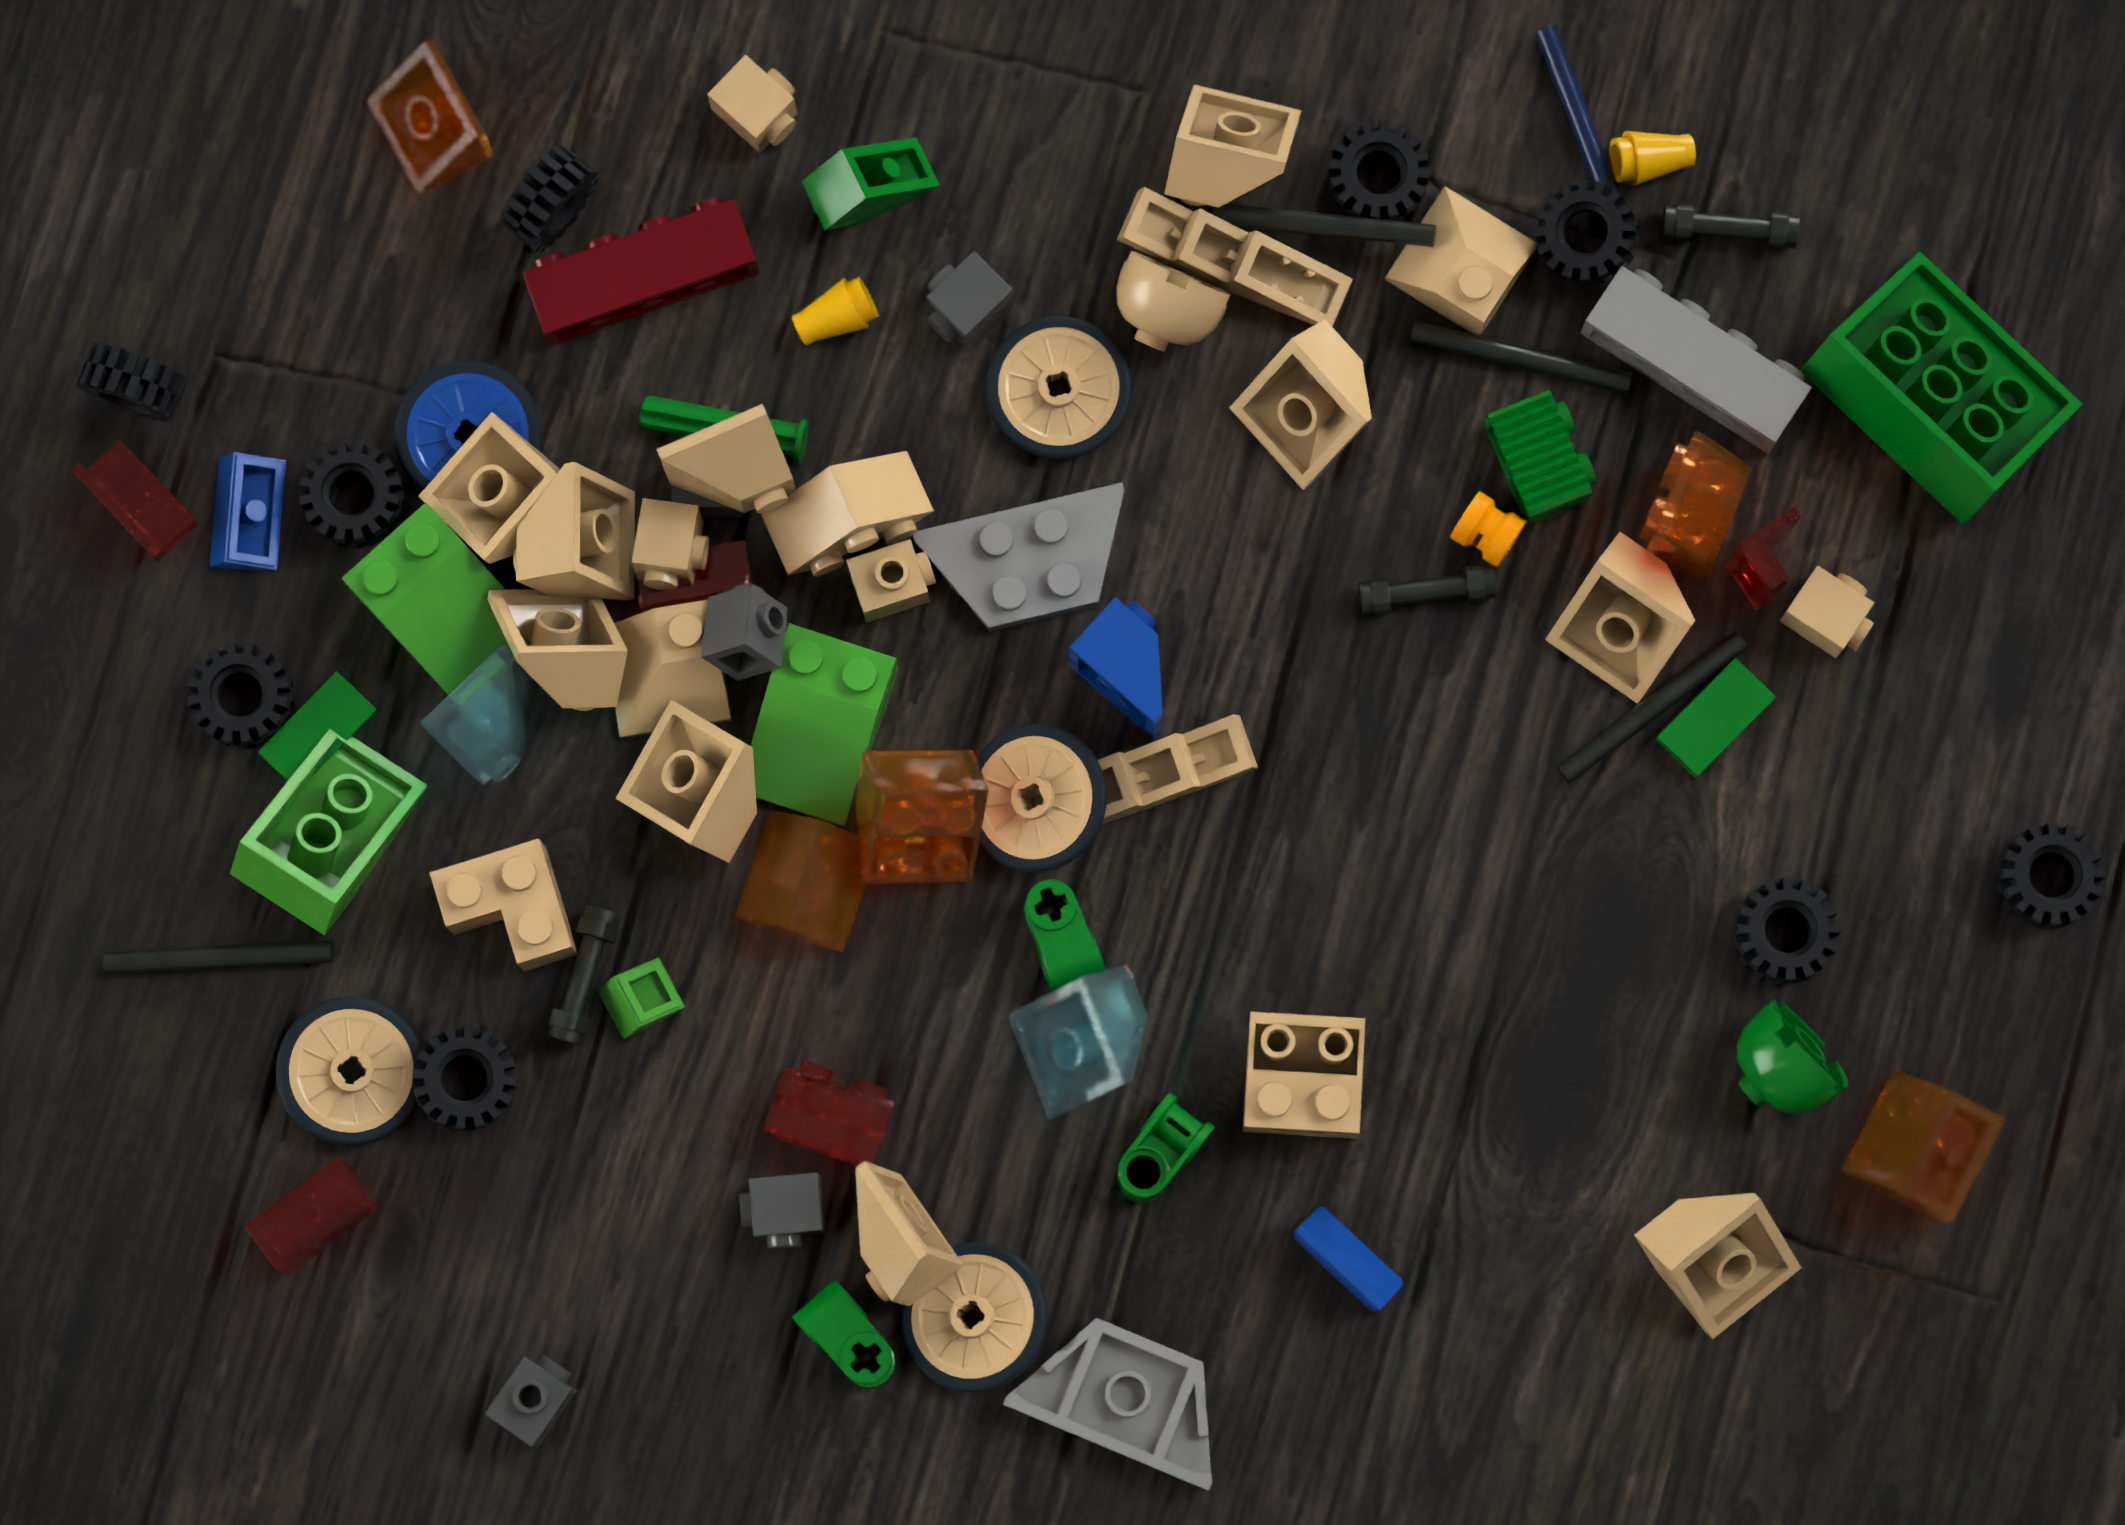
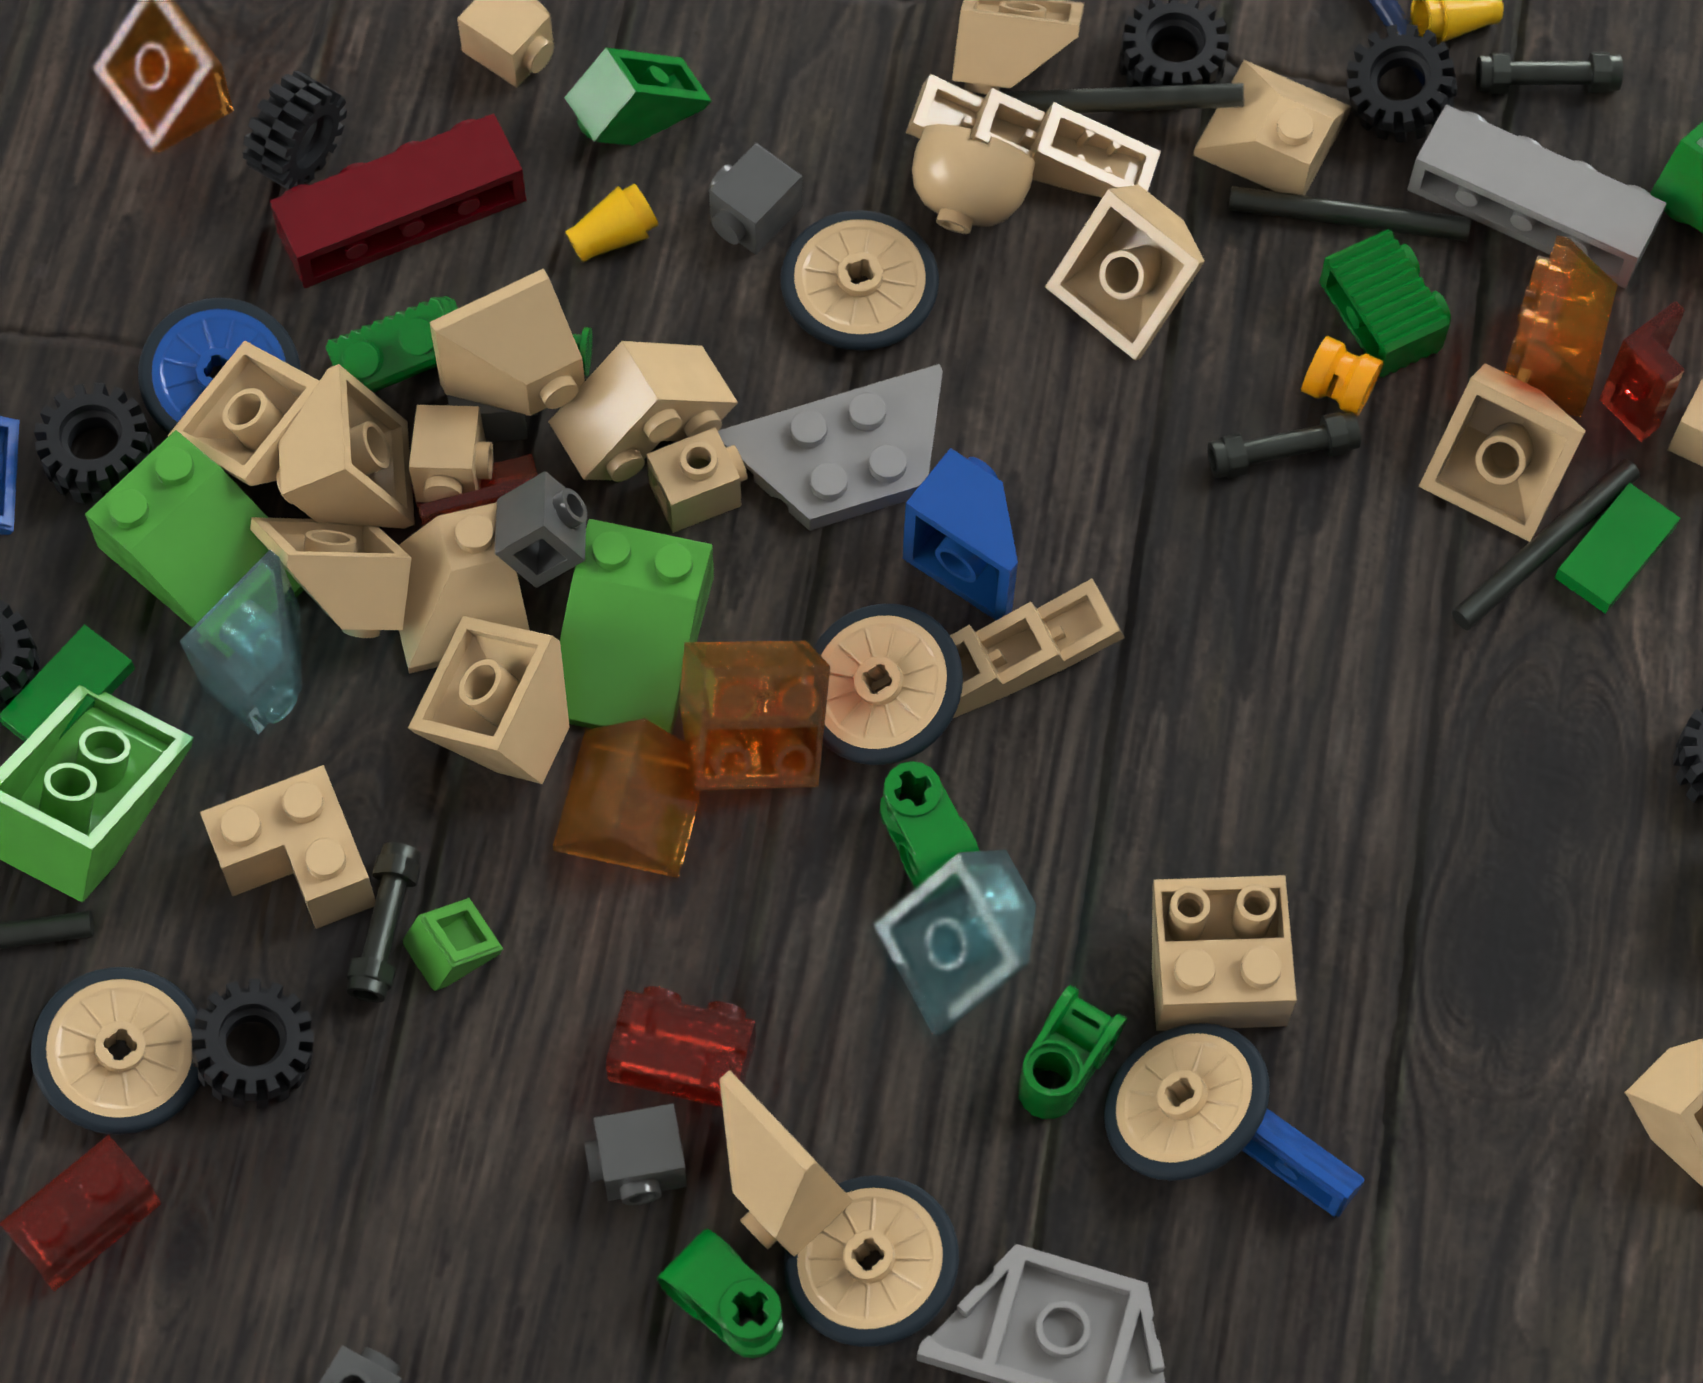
camera: 10 degrees left, 15 degrees down
(630, 431) = (391, 347): none -> green brick
(1268, 1239) = (1159, 1122): none -> tan wheel

